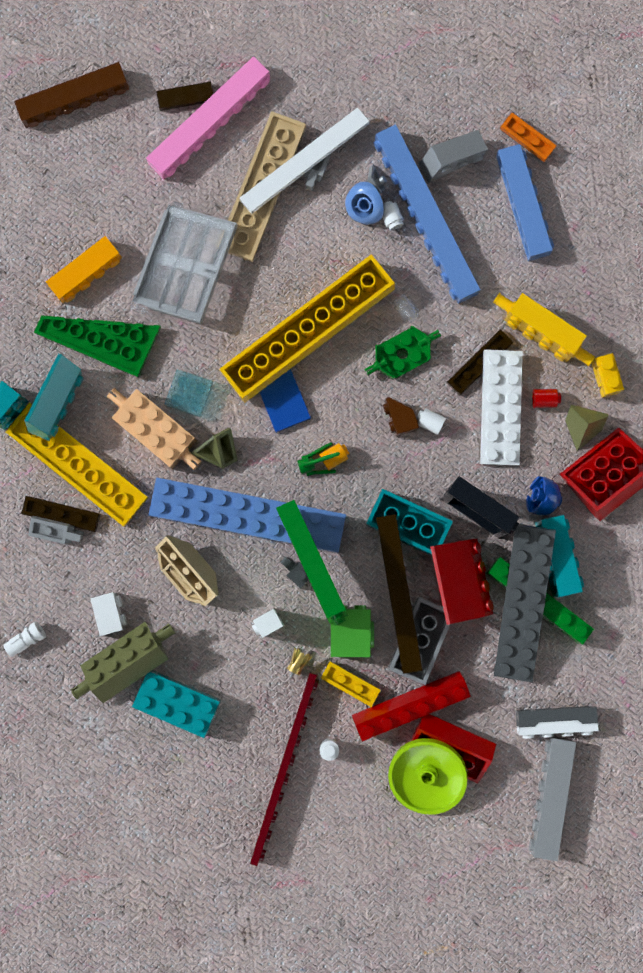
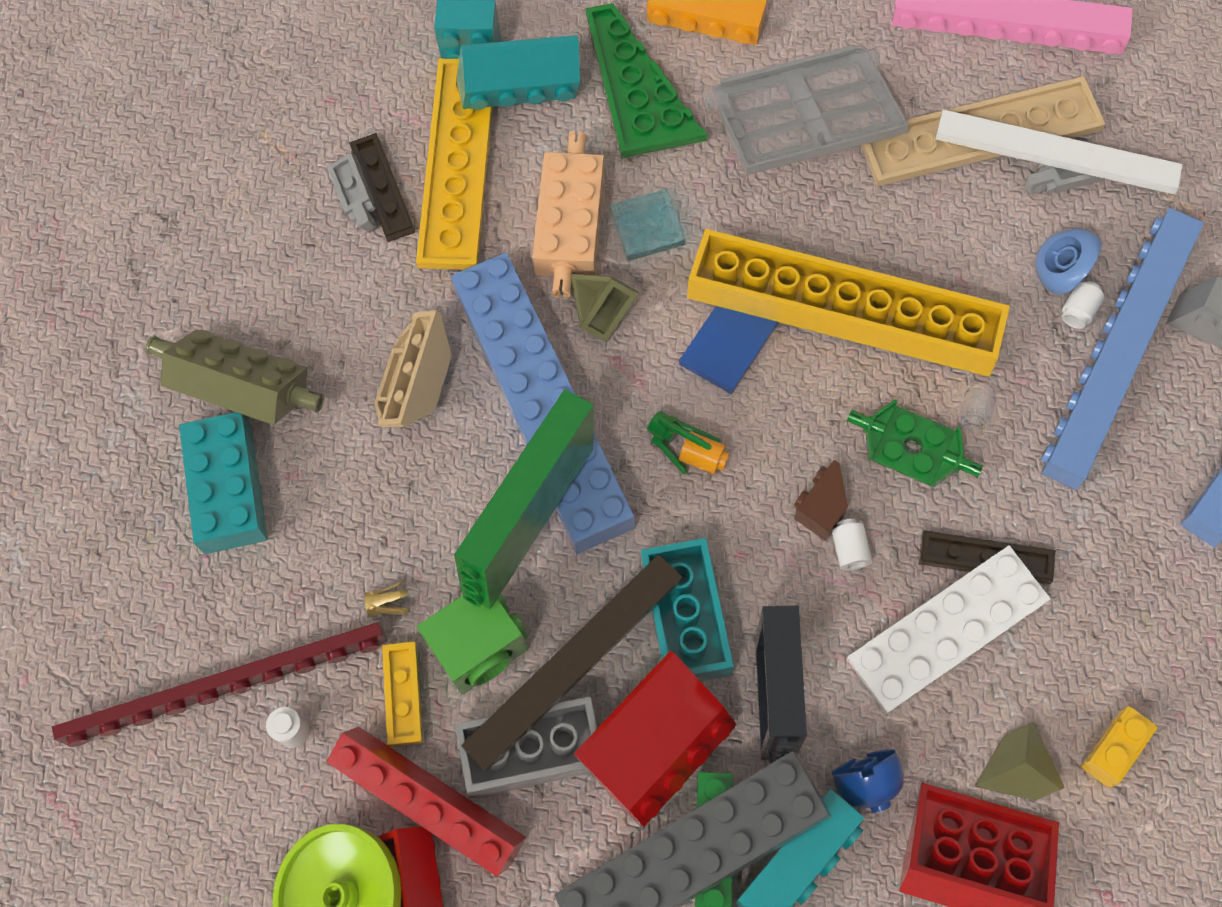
camera: 55 degrees right, 15 degrees down
(23, 640) = (183, 246): white axle -> none
(108, 613) = (288, 321): white brick -> none
(267, 623) = (410, 519): white brick -> none
(373, 178) = (1110, 255): light grey piece -> none
(544, 328) = (1108, 606): yellow brick -> none
(546, 398) = (1013, 682): red brick -> none

